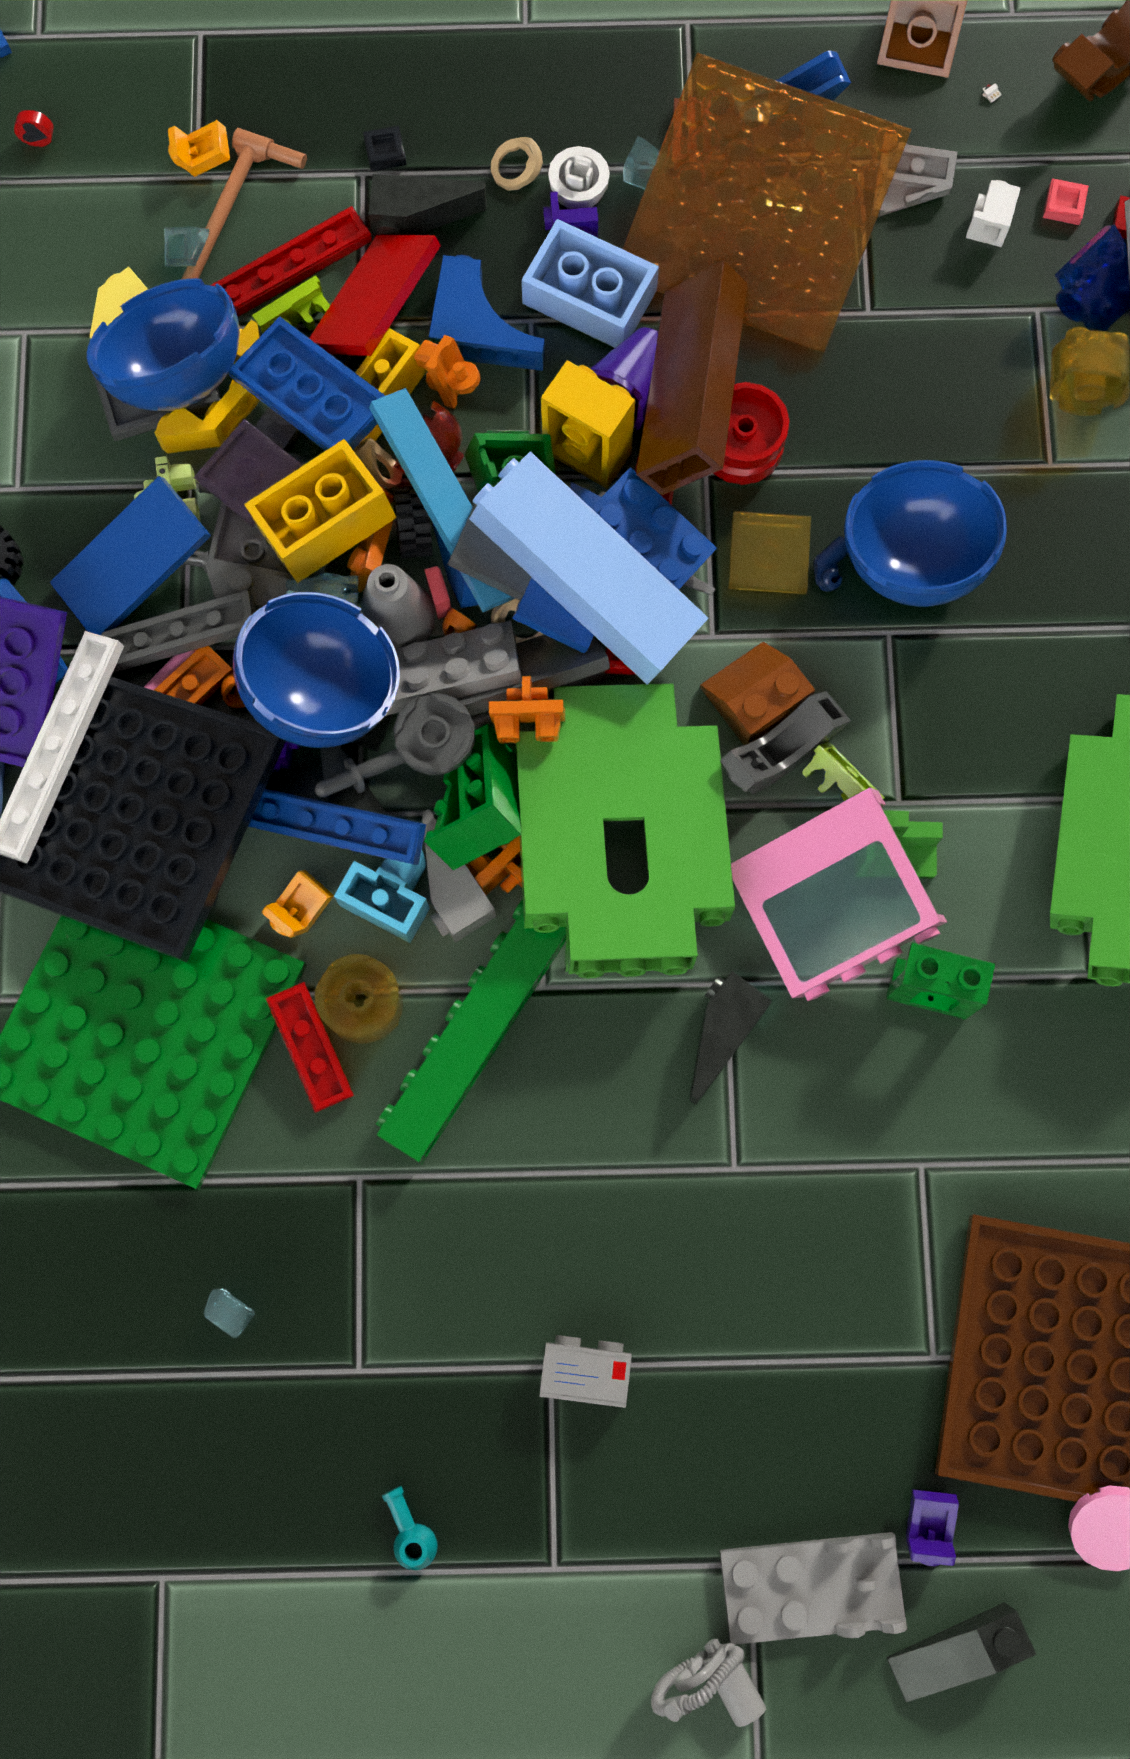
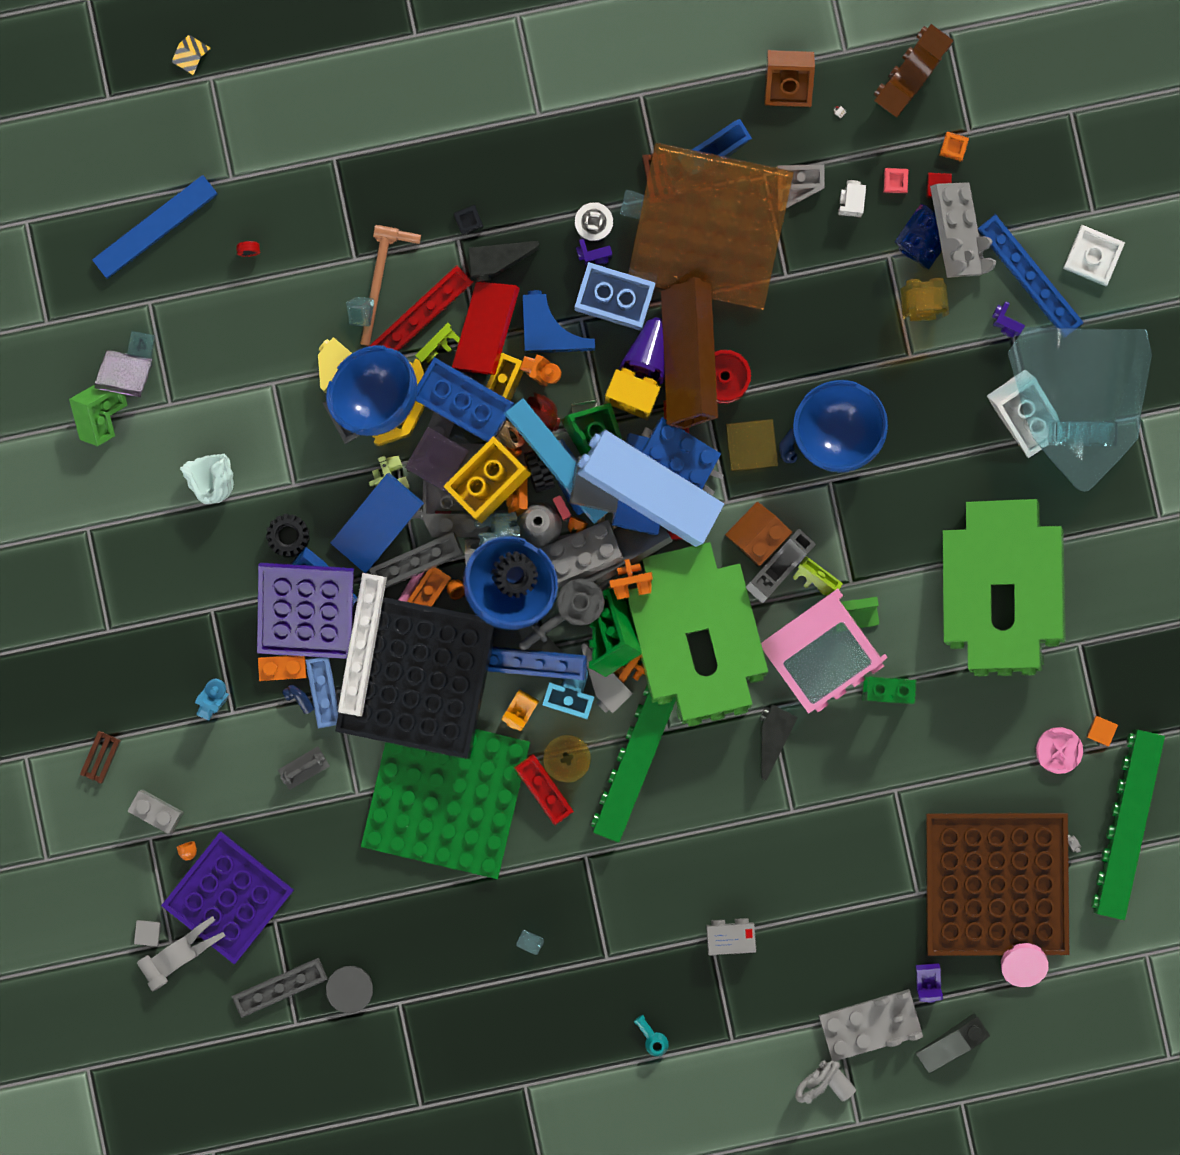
camera: 15 degrees left, 10 degrees up
(199, 149) = (354, 244): light orange bracket -> none
(353, 671) = (505, 565): none -> black tyre
(532, 168) = (562, 209): tan piece -> none

